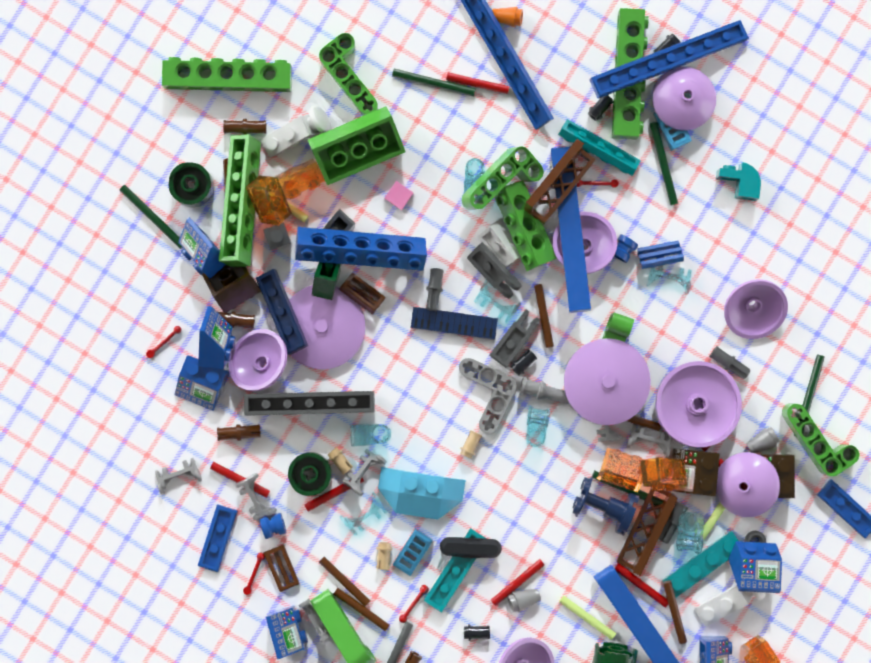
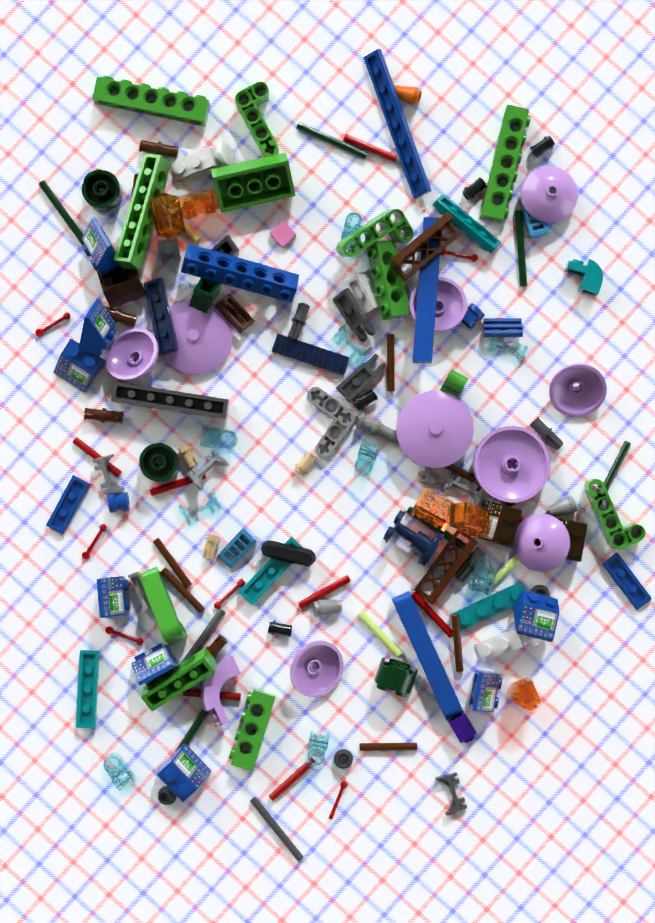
camera: 10 degrees right, 0 degrees up
(164, 480) = (30, 445): light grey piece -> none
(288, 584) = (126, 537): reddish brown tile -> none
(420, 492) = (253, 498): medium azure wedge -> none
(668, 59) = (541, 156): blue tile -> none

